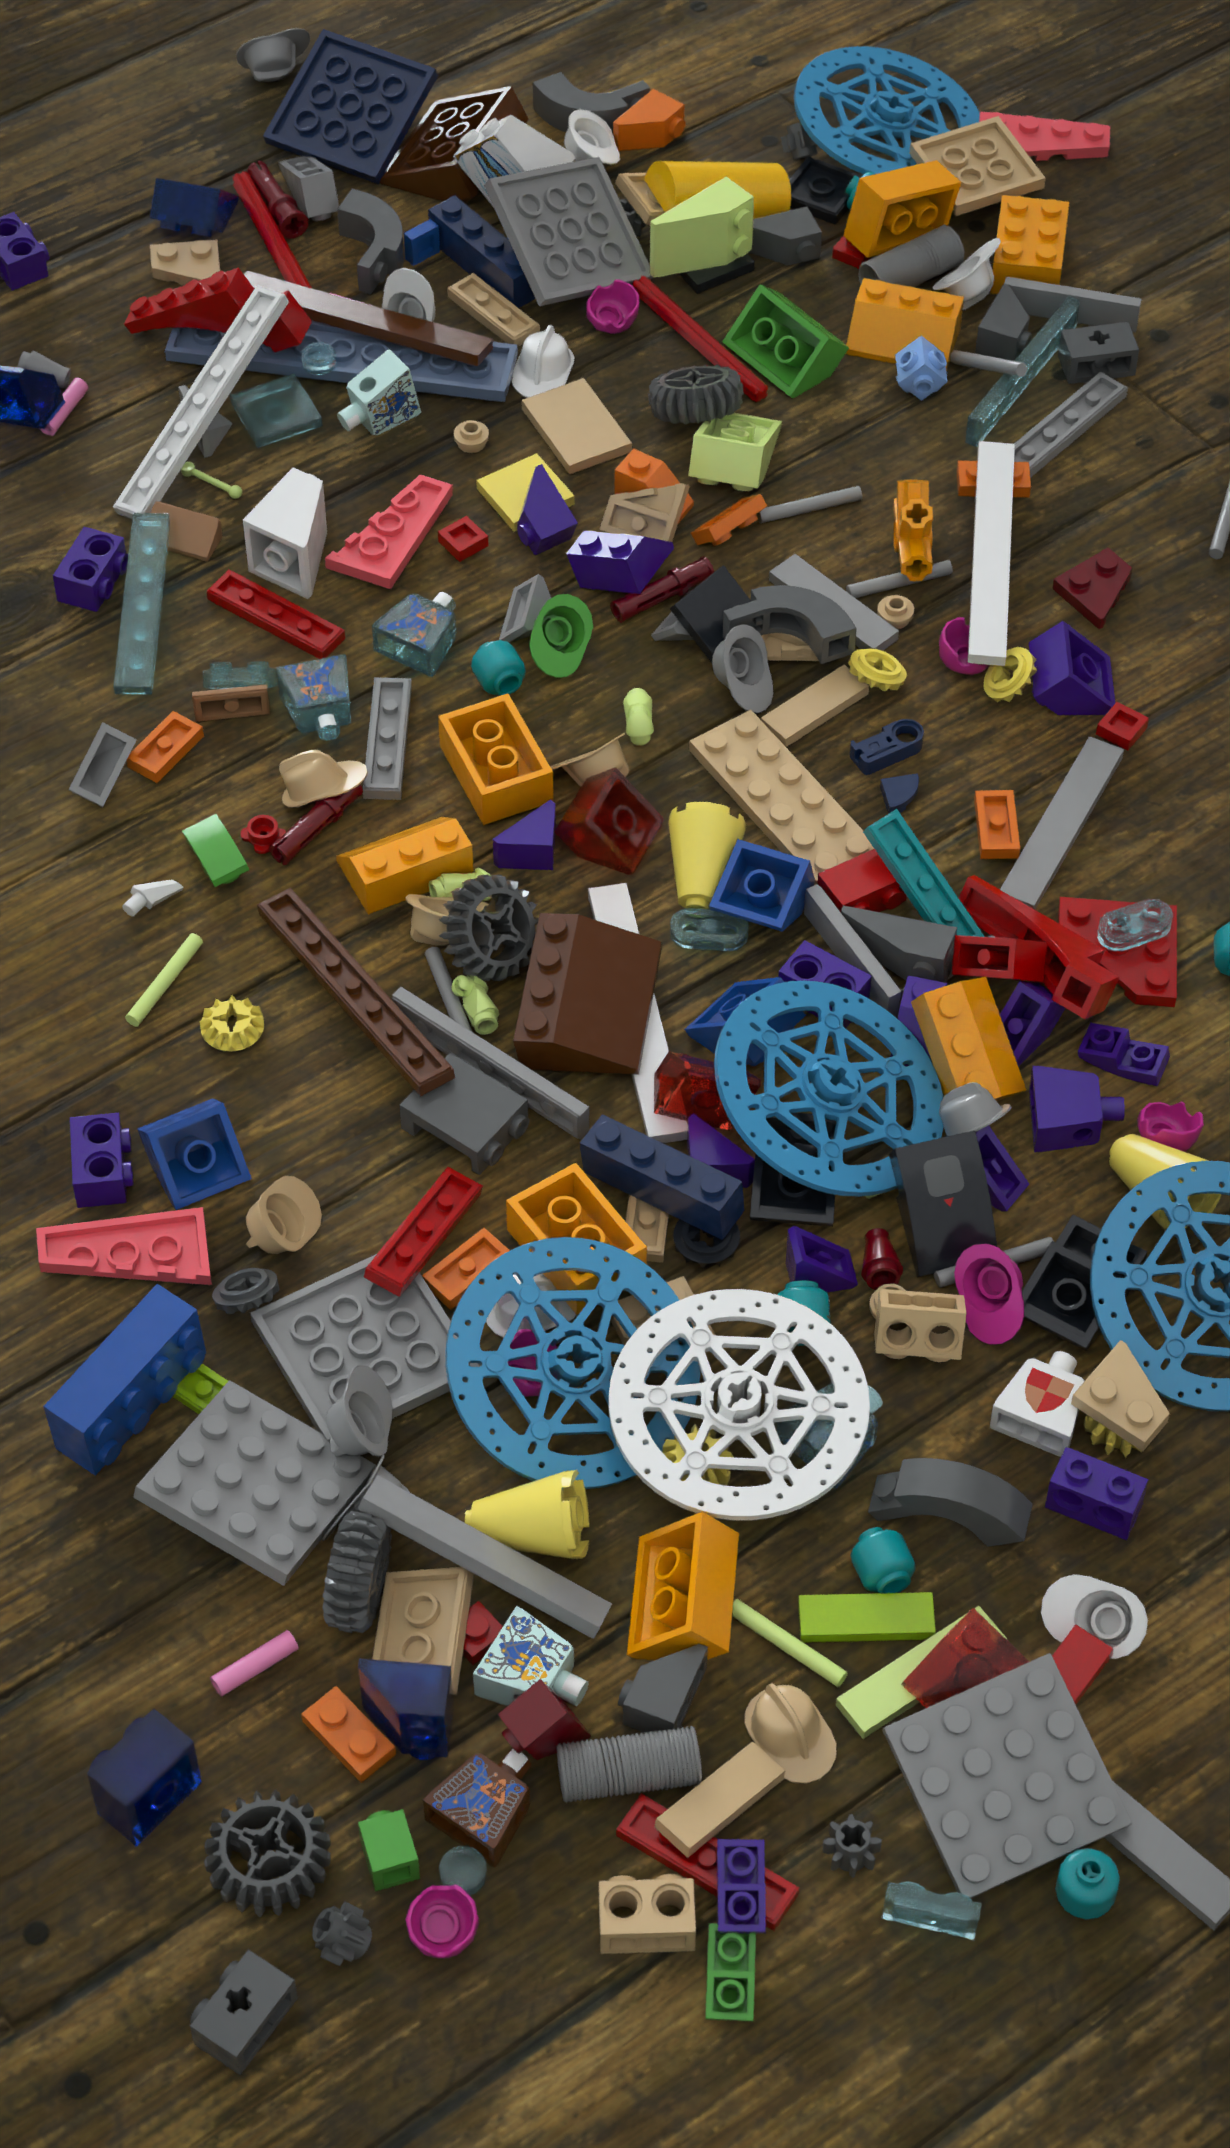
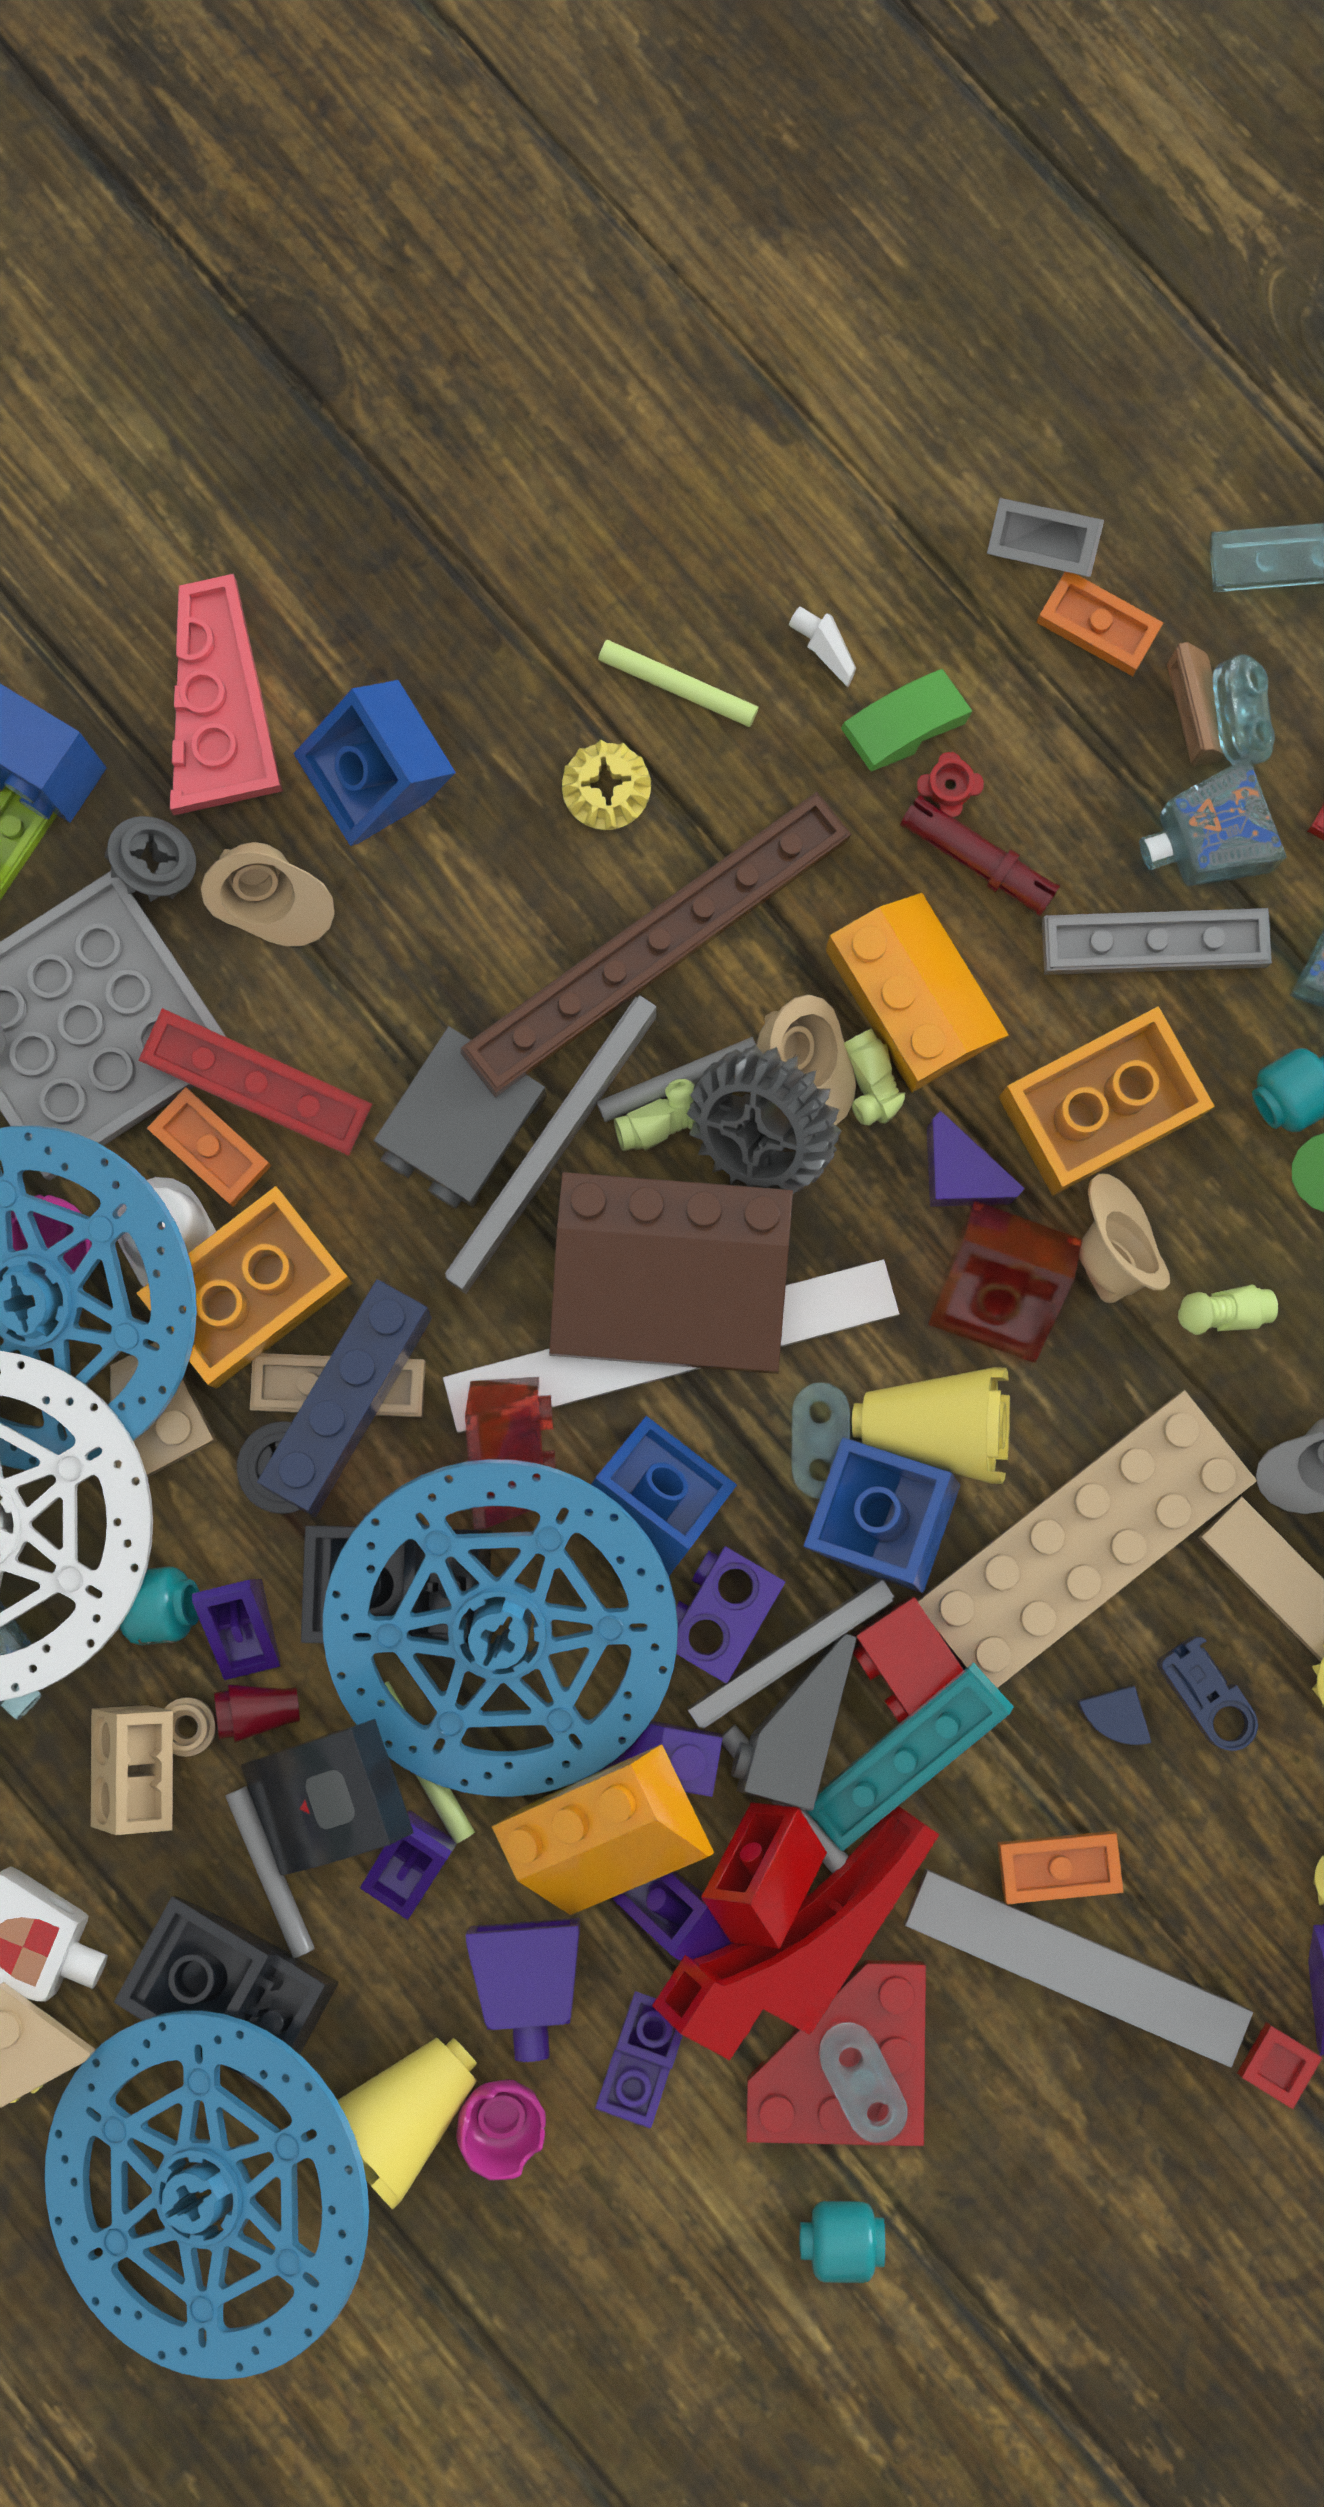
camera: 85 degrees right, 30 degrees up
(95, 1160) = (350, 623): dark purple brick -> none
(318, 776) = (1047, 853): tan piece -> none
(718, 1152) = (408, 1456): dark purple slope -> none
(969, 1109) = (453, 1837): light grey piece -> none
(991, 1293) = (196, 1869): dark pink piece -> none

